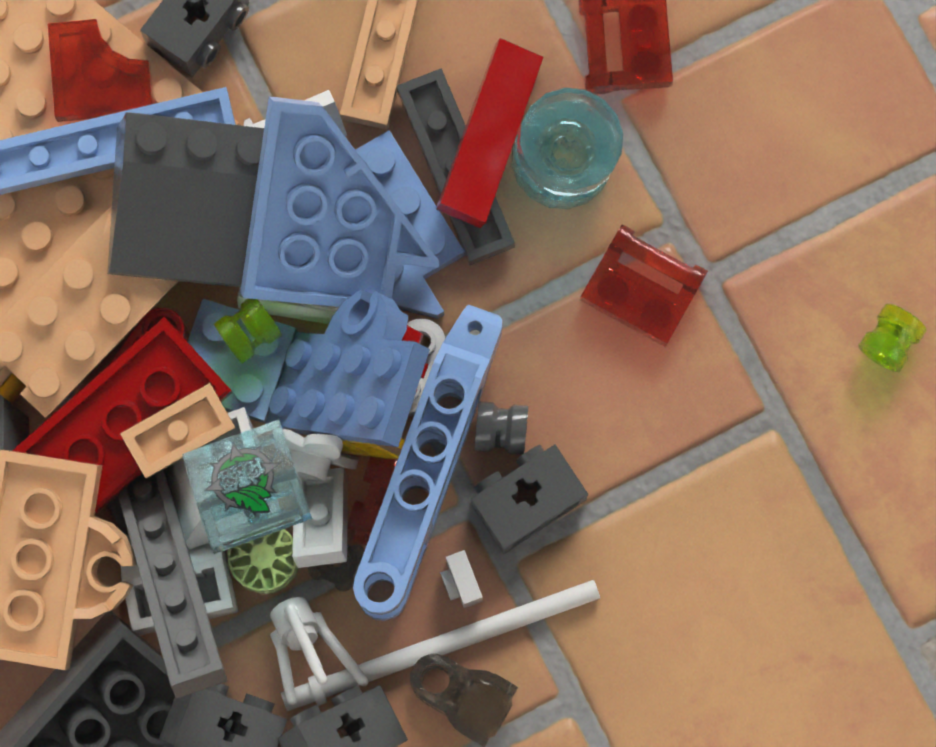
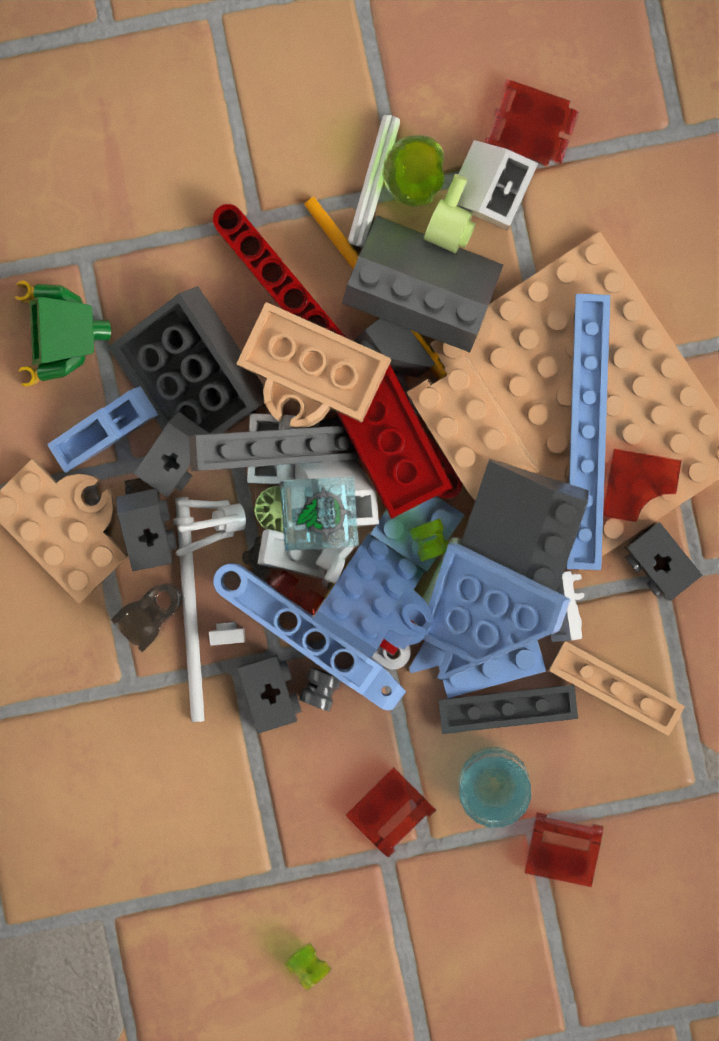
camera: 100 degrees right, 10 degrees up
(177, 430) = (371, 477): light nougat plate -> none
(490, 133) = (522, 739): red tile -> none

